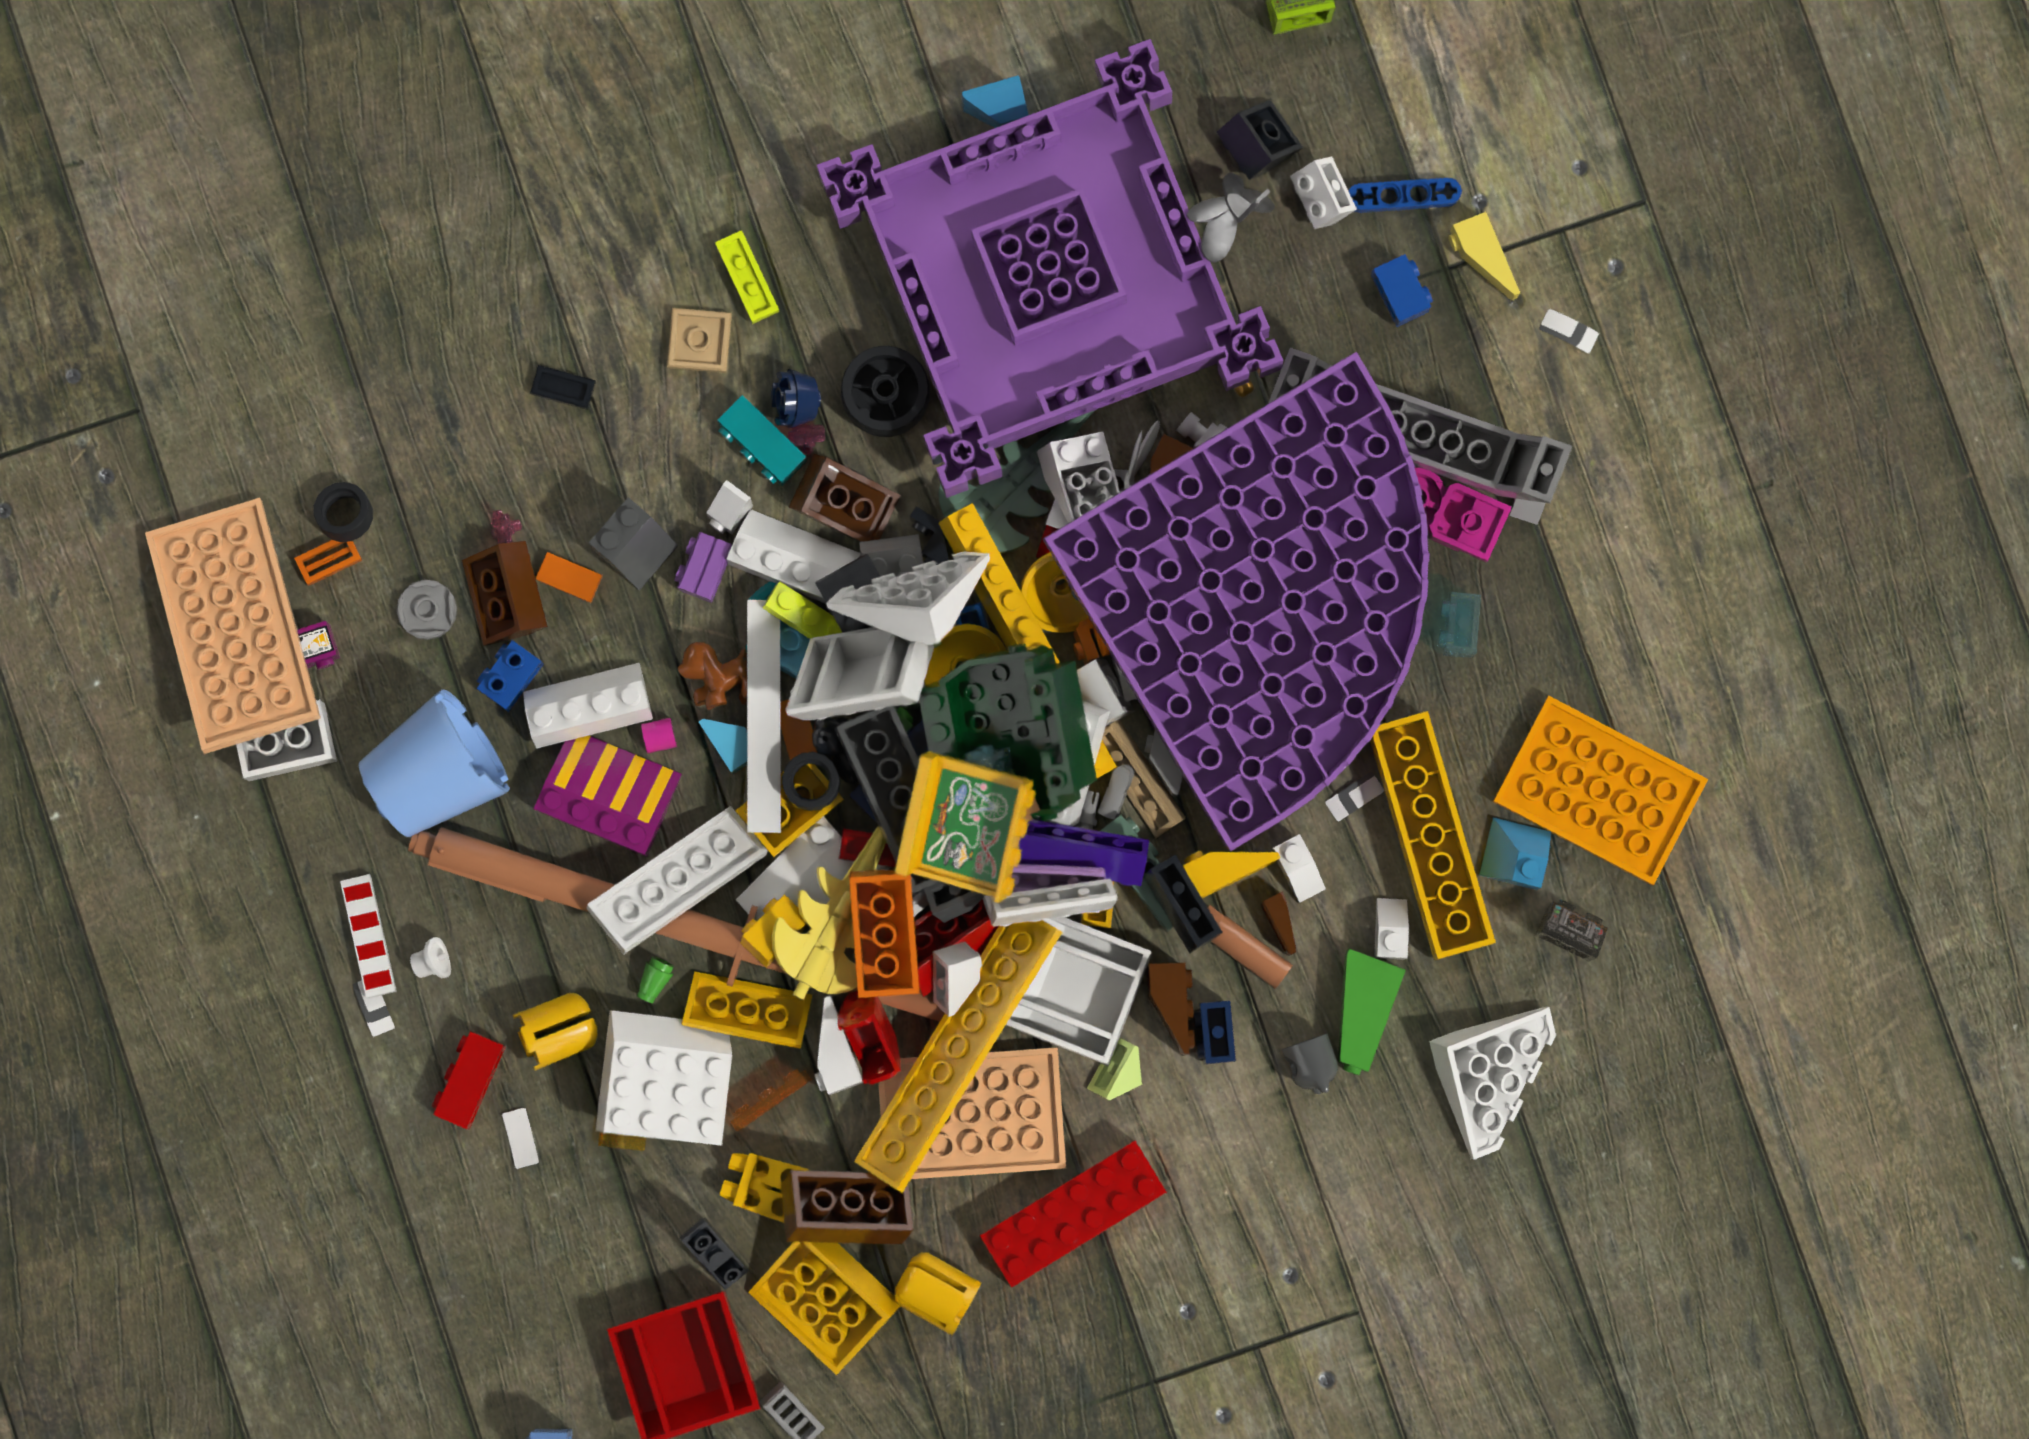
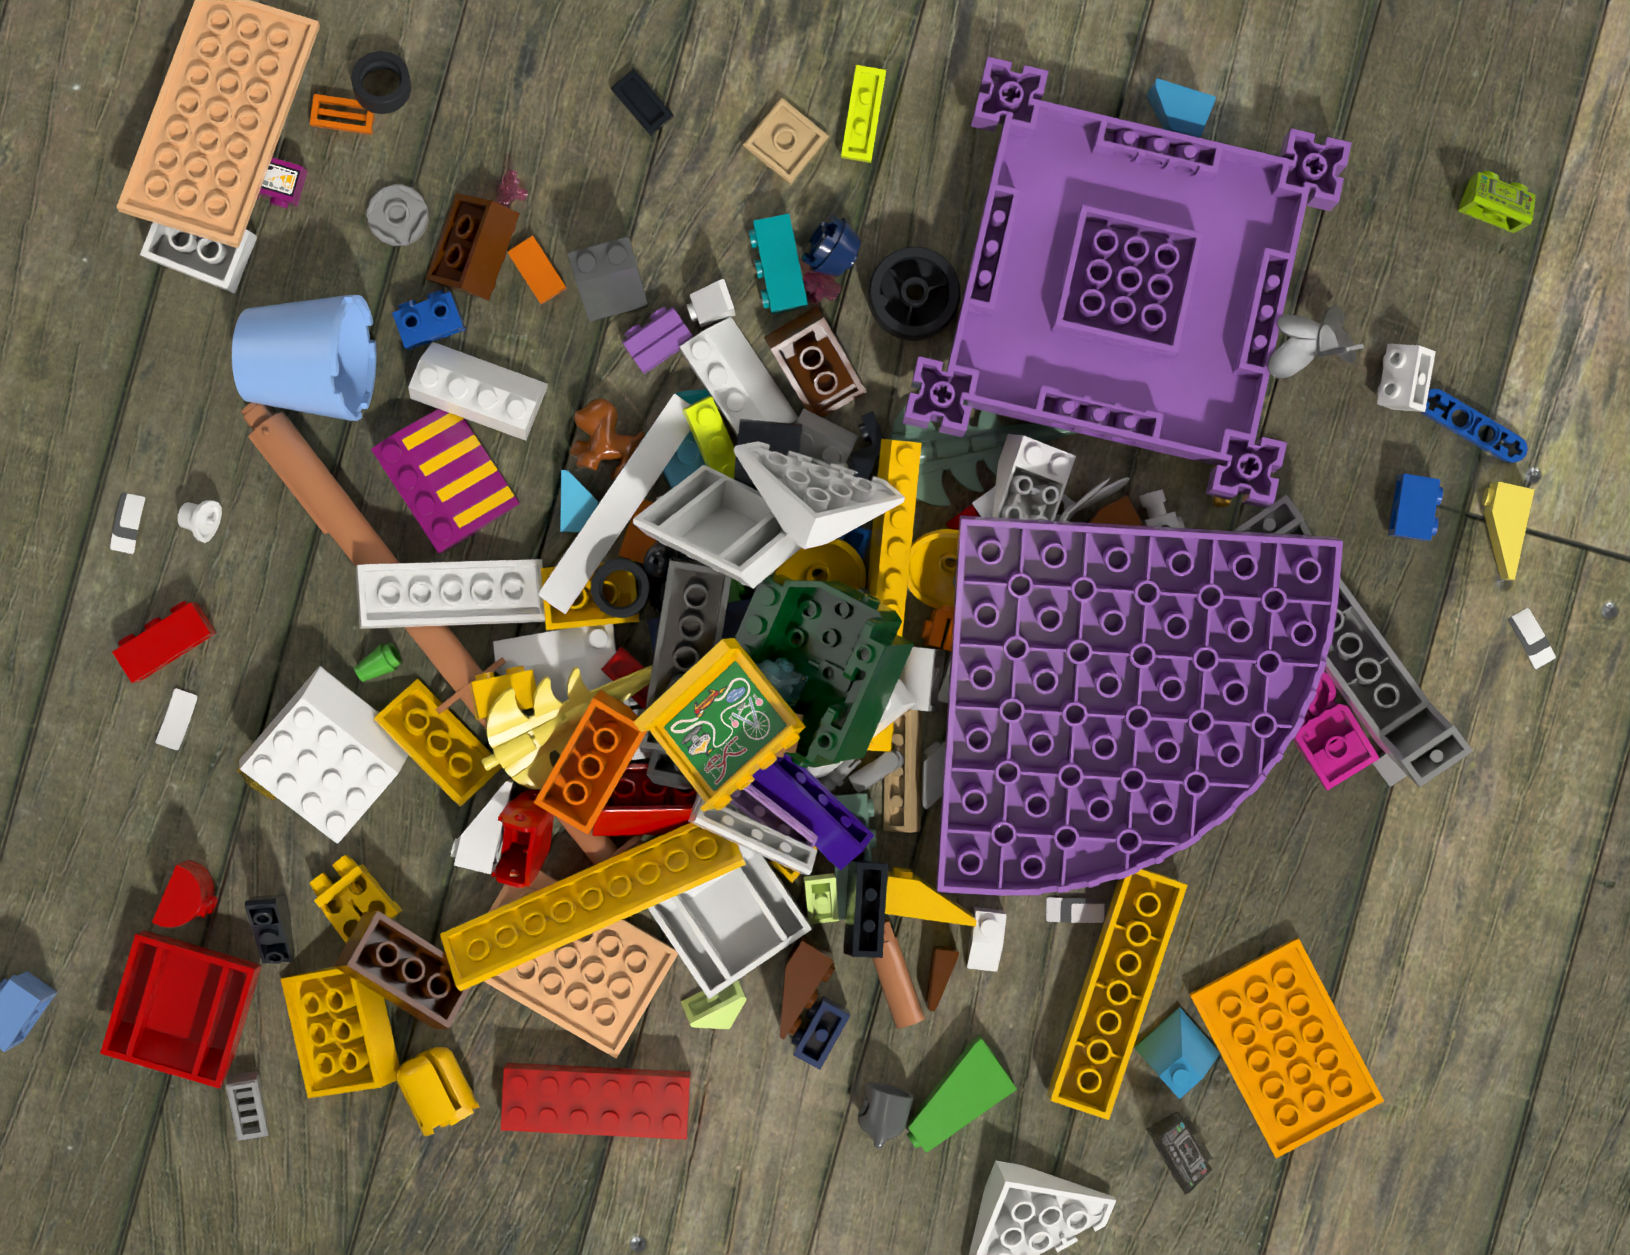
camera: 40 degrees right, 5 degrees up
(368, 936) = (161, 461): tile -> none
(563, 1042) = (267, 635): yellow cylinder -> none
(627, 1272) = (186, 895): none -> red brick
(658, 735) = (521, 457): dark pink brick -> none
(770, 1098) = (406, 830): clear orange plate -> none
(954, 976) = (630, 837): white slope -> none
(1142, 923) = (821, 898): none -> yellowish green slope
(1259, 139) = (1382, 293): black slope -> none
(1391, 929) = (1028, 1044): white slope -> none
(1461, 625) = (1266, 829): clear light blue brick -> none

